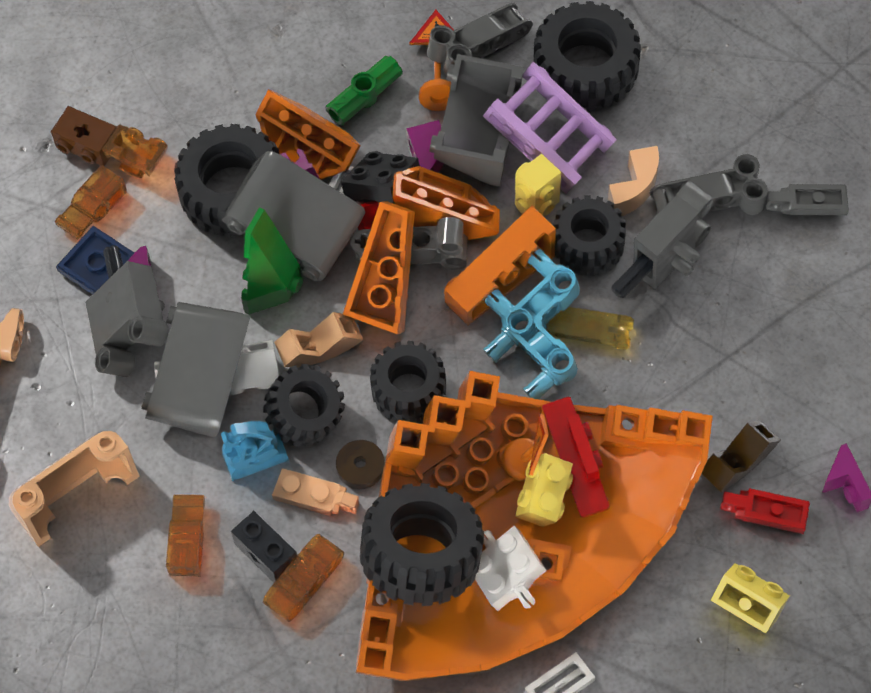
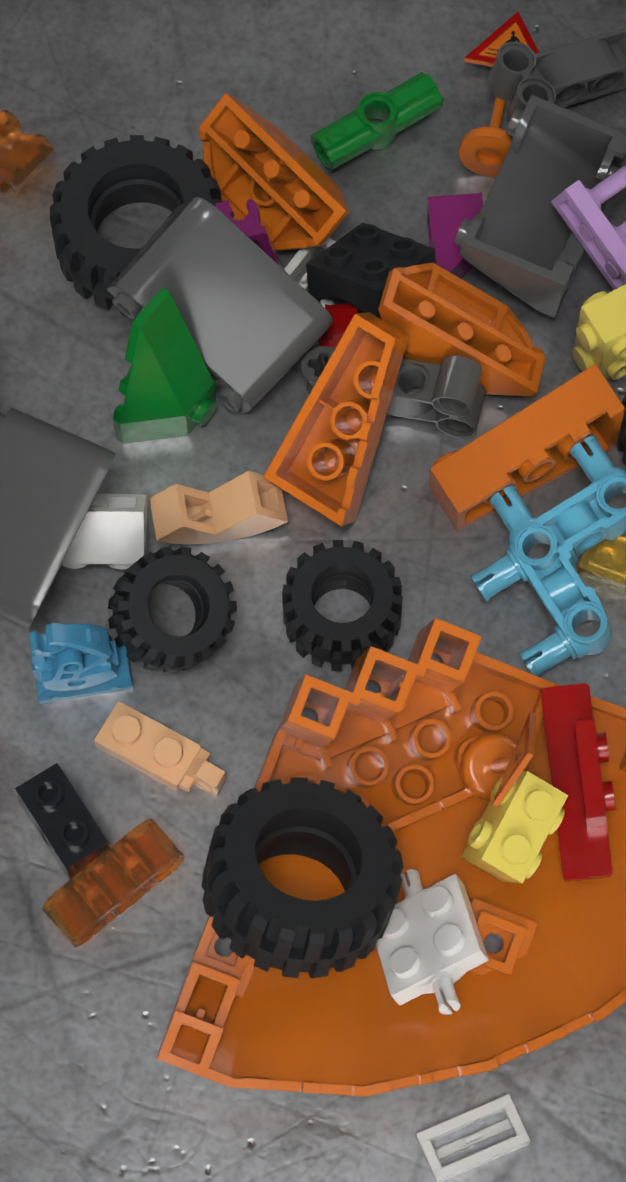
camera: 10 degrees right, 5 degrees up
(360, 451) = (234, 699): dark brown piece -> none

